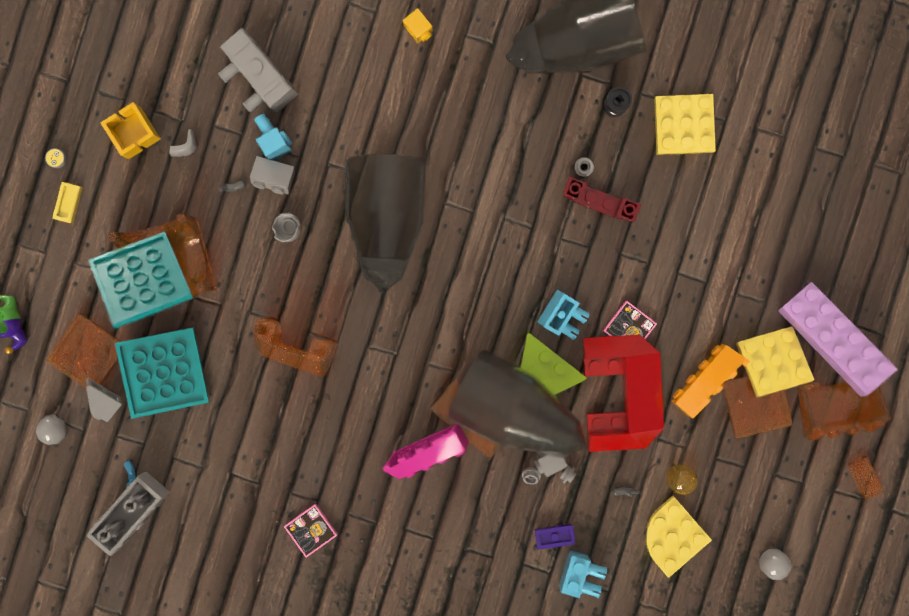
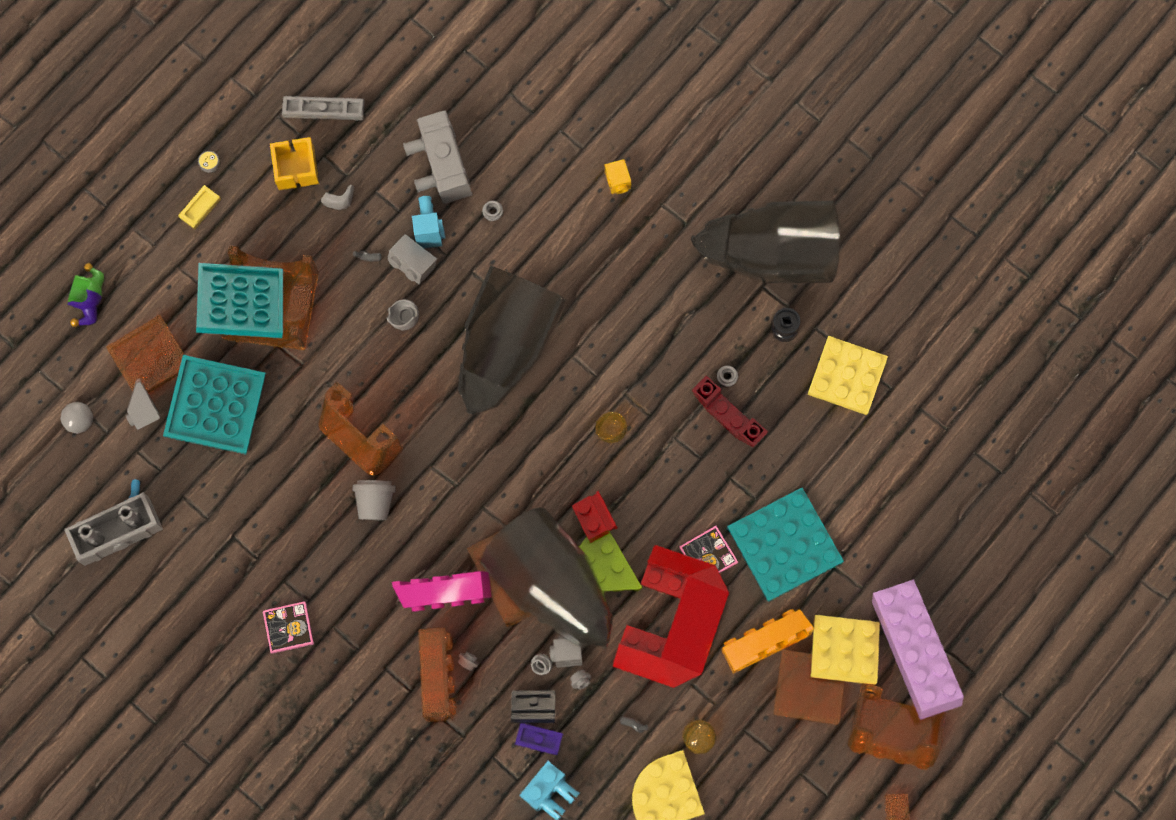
camera: 25 degrees right, 15 degrees down
(132, 68) = (323, 108): none -> light grey plate
(319, 96) = (492, 205): none -> light grey plate
(333, 398) = (373, 499): none -> light grey piece
(450, 524) = (435, 675): none -> clear orange brick
(470, 497) = (468, 660): none -> light grey plate
(505, 253) = (611, 427): none -> clear yellow hair
(523, 335) = (594, 517): none -> red plate
(539, 513) = (533, 707): none -> plate
(559, 313) = (638, 507): medium azure brick -> none
(689, 292) = (785, 544): none -> teal plate

